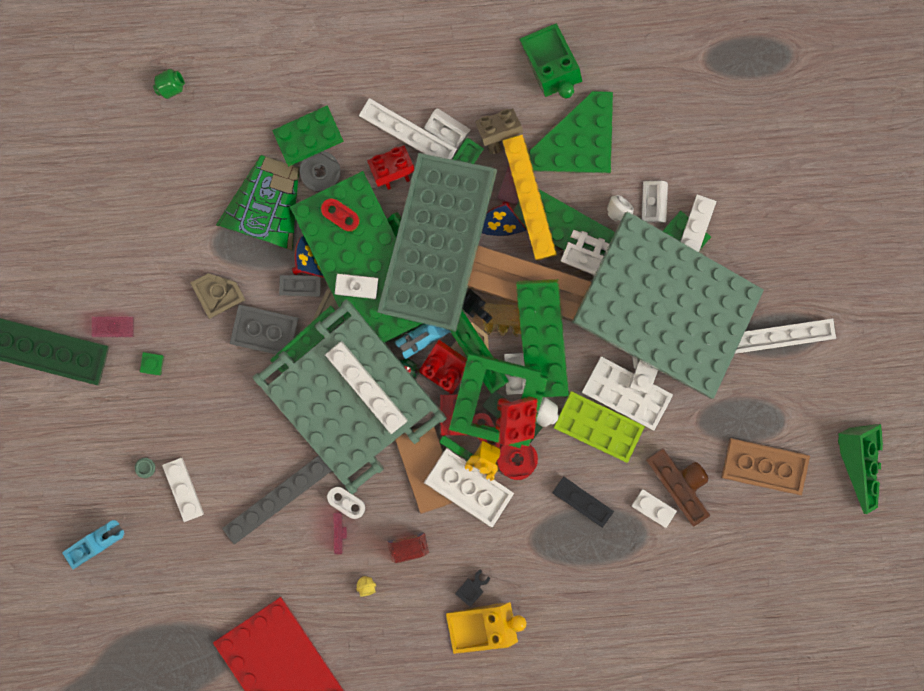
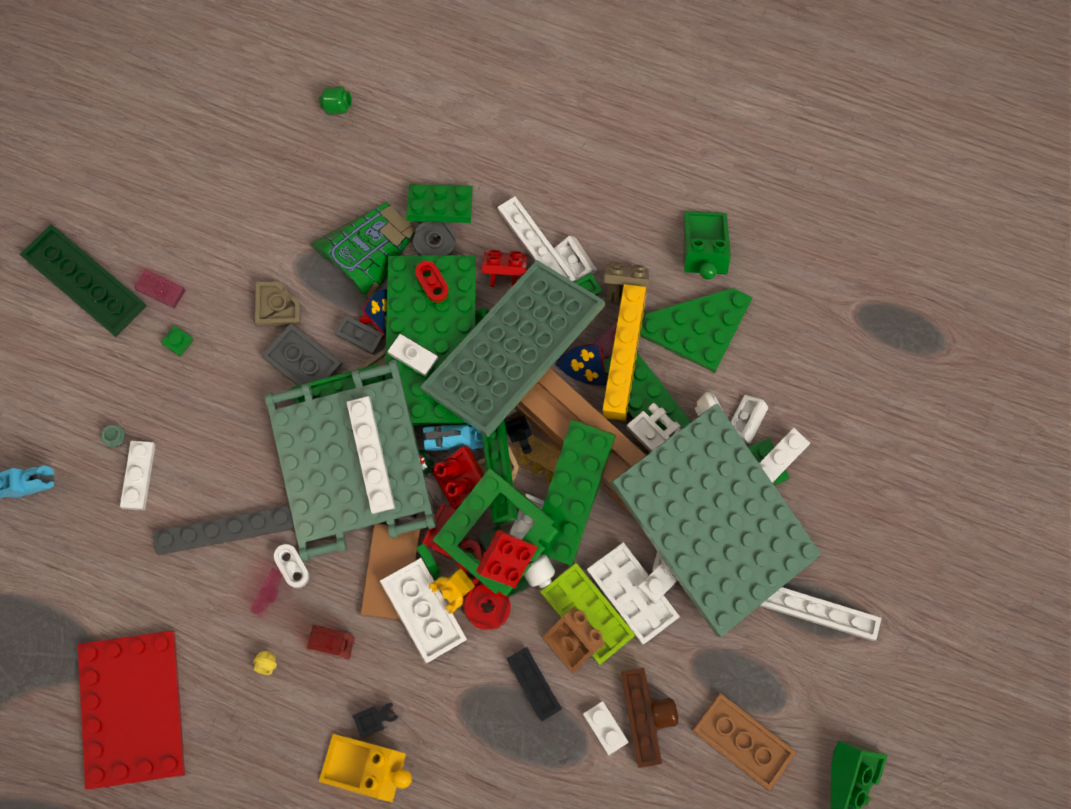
camera: 20 degrees right, 15 degrees down
(599, 454) = (574, 639): none -> medium nougat plate

